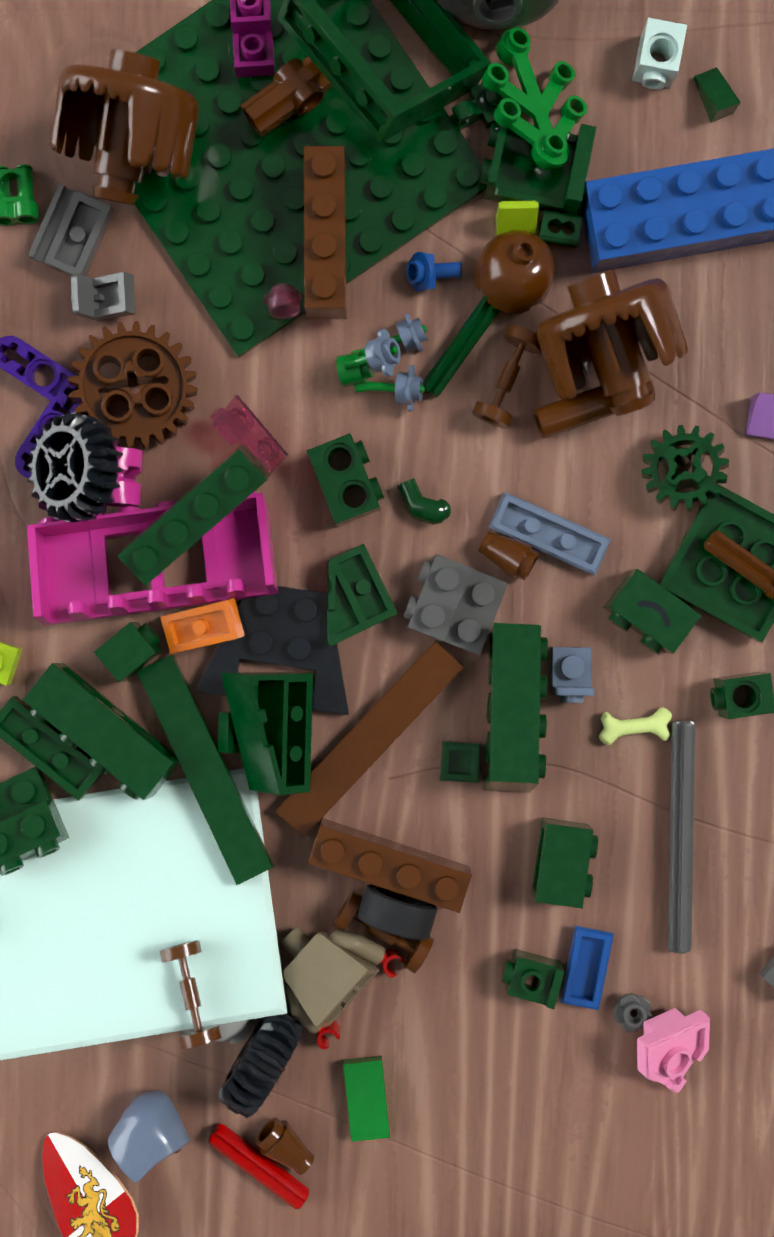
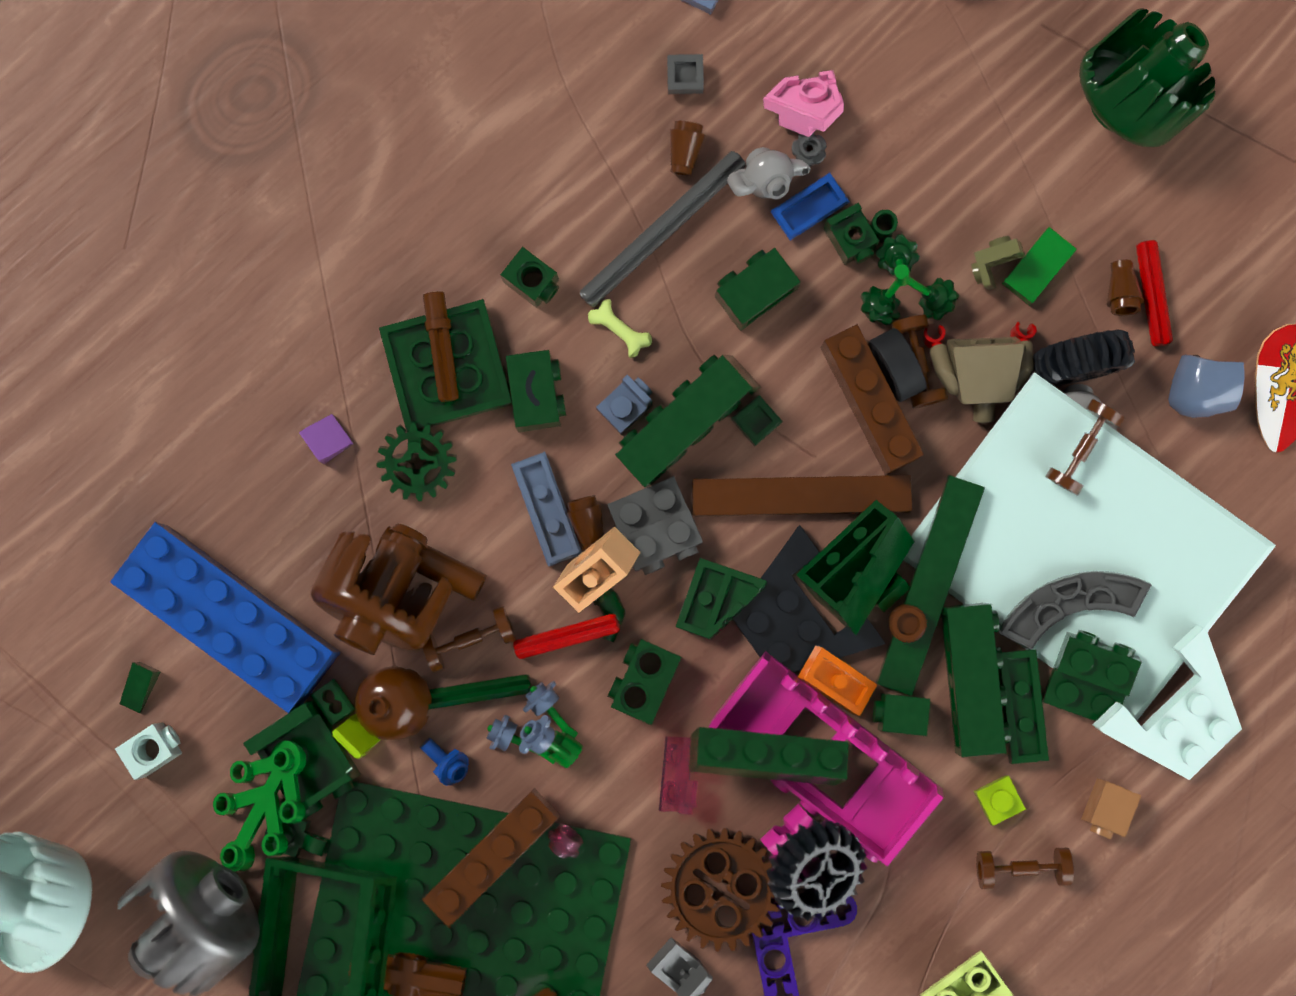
camera: 135 degrees left, 5 degrees down
(94, 867) = (1069, 595): none -> dark grey tile
(192, 722) = (907, 623): none -> reddish brown tile
(407, 1079) = (1000, 252): none -> olive bracket
(437, 453) = (566, 636): none -> red axle
(465, 524) = (596, 569): none -> light nougat brick
(479, 995) = (898, 257): none -> dark green plant
(520, 1019) = (888, 217): none -> dark green hinge
(646, 959) = (766, 174): none -> light grey piece
(730, 918) = (685, 146): none -> reddish brown cone

